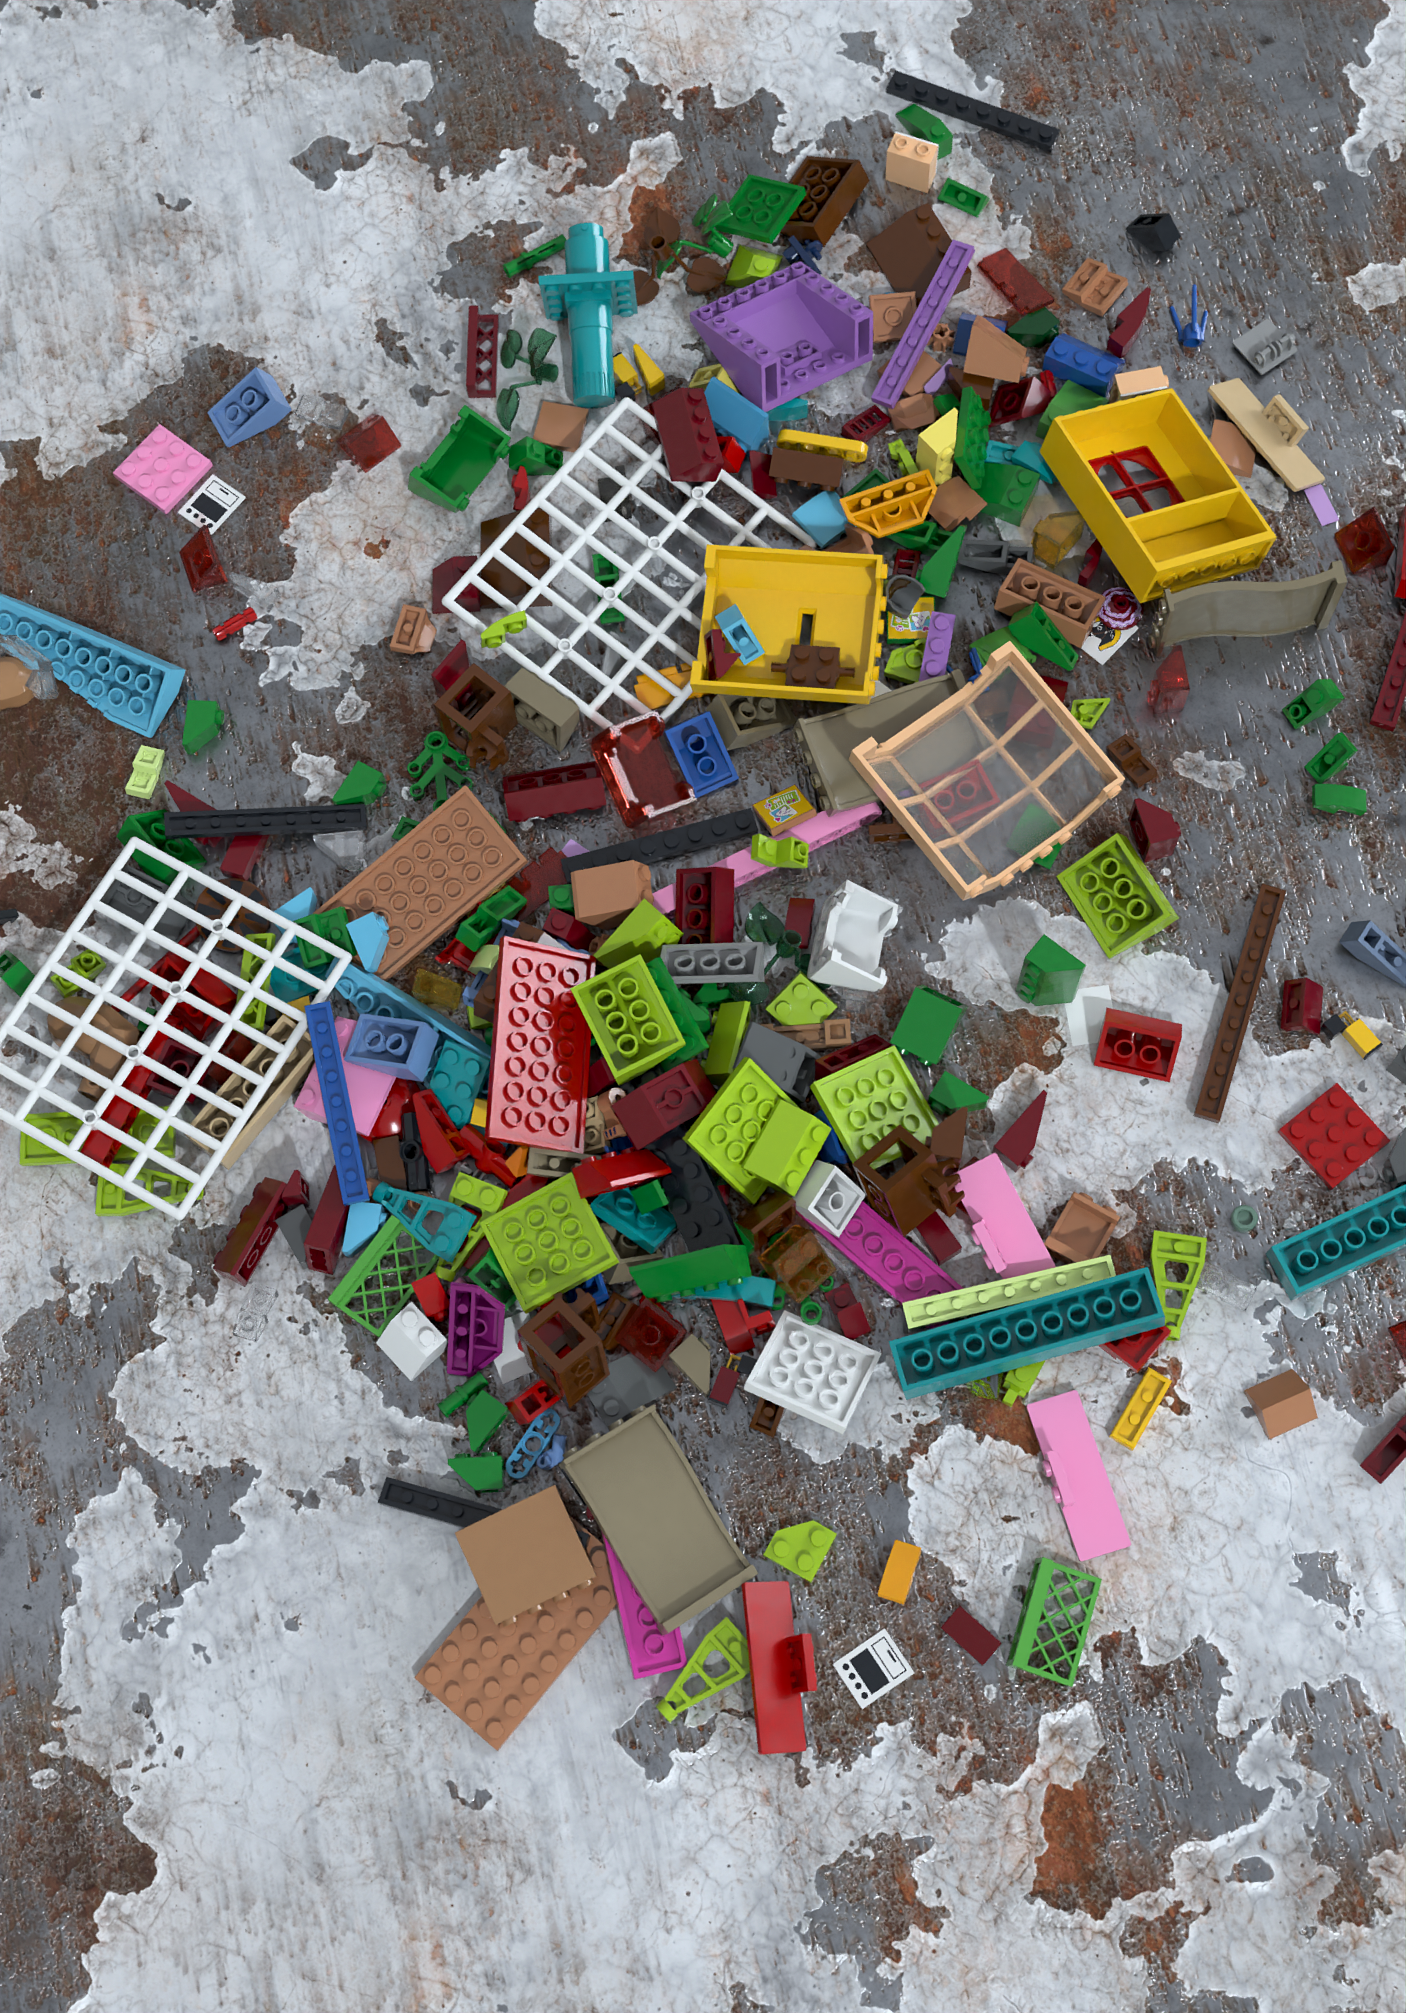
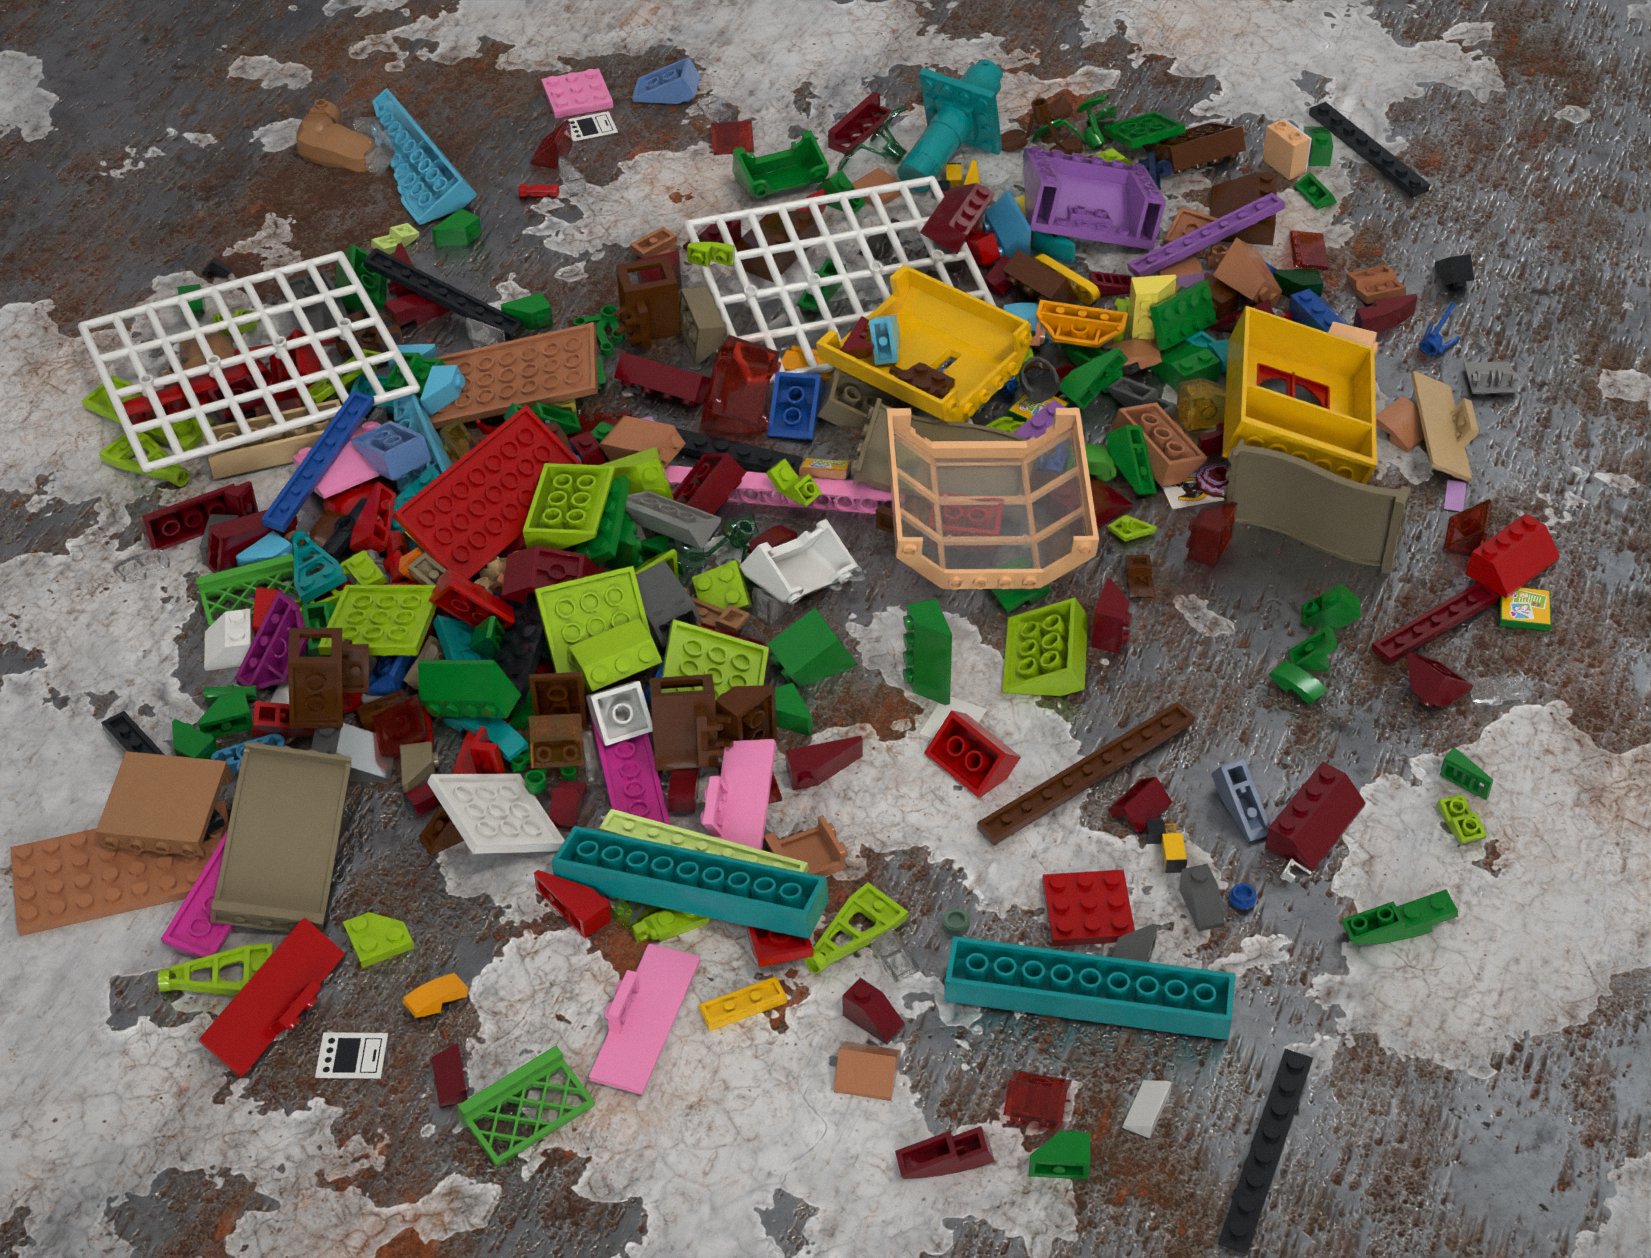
camera: 30 degrees right, 25 degrees down
(941, 1408) = (575, 902): none -> red slope
(1248, 1351) = (871, 1011): none -> dark red slope

